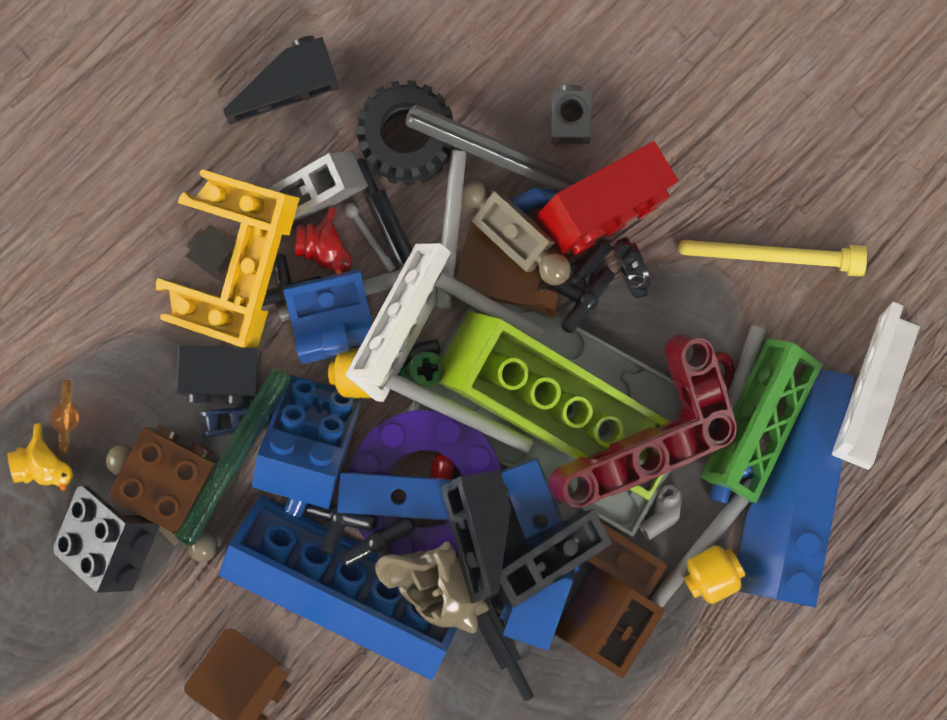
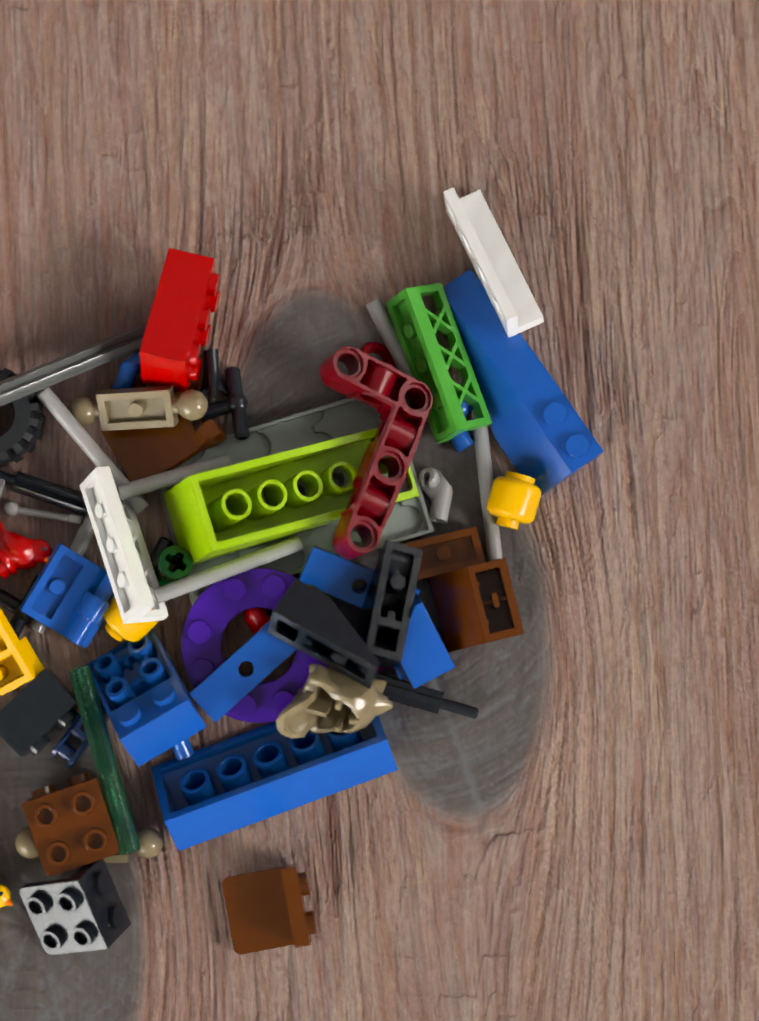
camera: 45 degrees left, 0 degrees up
(337, 524) = (223, 730): black piece -> none
(378, 542) = (264, 714): black piece -> none
(570, 132) = (107, 300): dark grey brick -> none
(632, 267) = (244, 349): black gear -> none
(850, 259) = (386, 193): light yellow piece -> none

